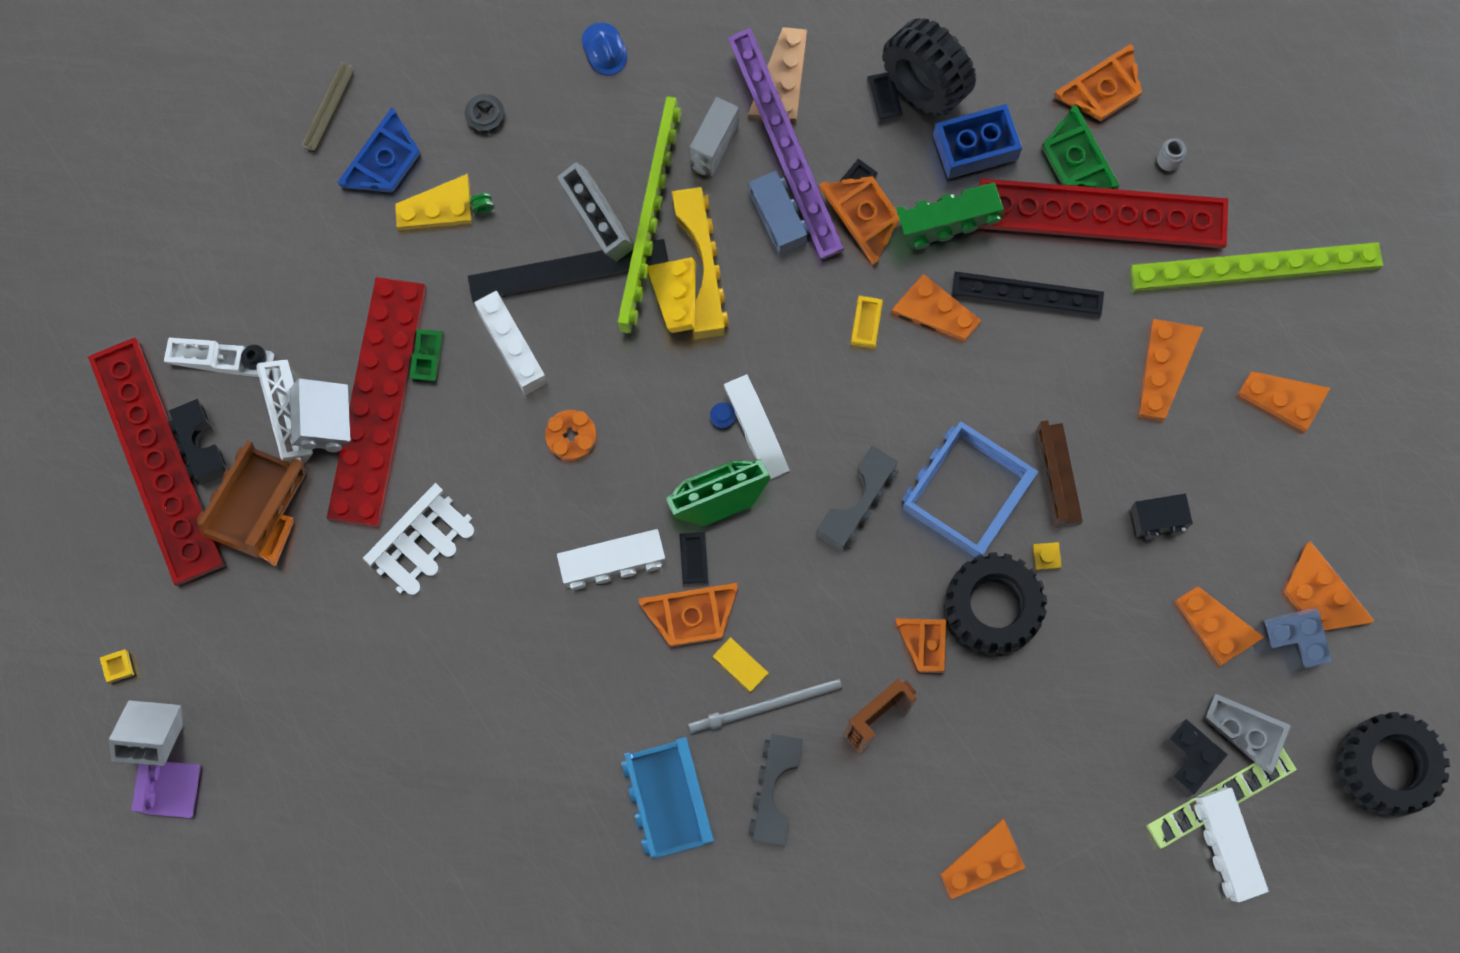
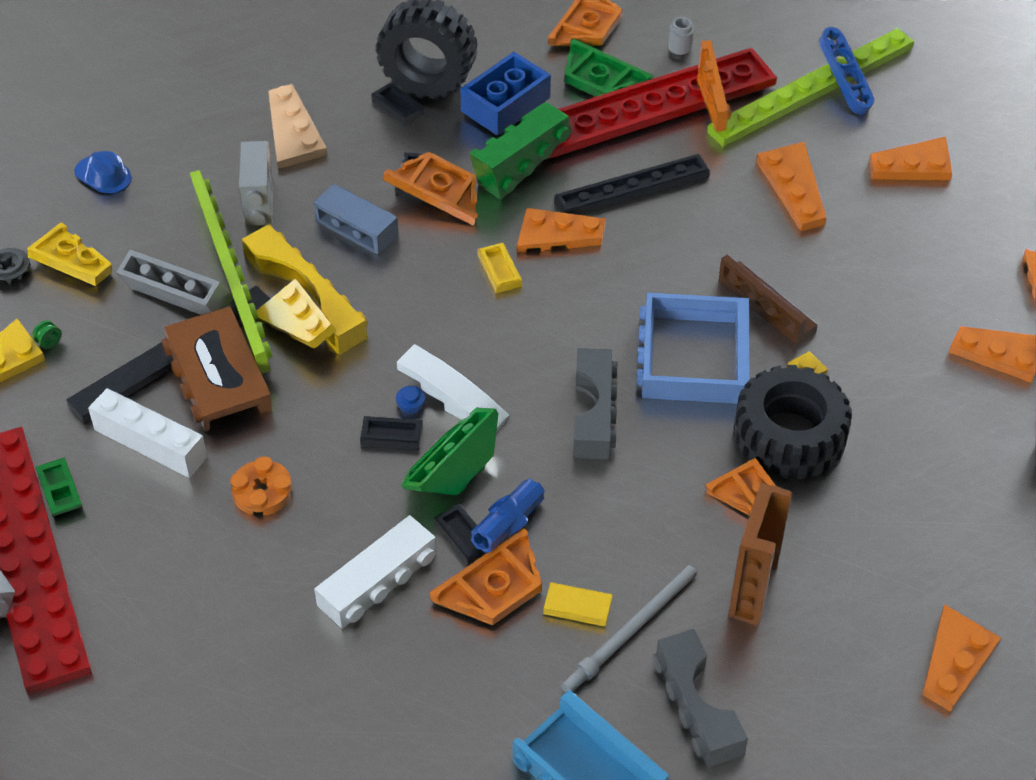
camera: 30 degrees left, 25 degrees down
(406, 545) = (137, 670): white fence -> none
(535, 129) = (70, 255): none -> yellow wing
(588, 309) = (215, 366): none -> dark orange panel
(692, 438) = (391, 432): none -> black tile
(731, 565) = (507, 515): none -> blue piece
(786, 144) = (330, 163): medium lavender plate -> none
(1152, 239) = (711, 87): none -> orange wing
(1161, 516) = (884, 284): black brick -> none
(1296, 273) = (851, 69): none -> blue beam

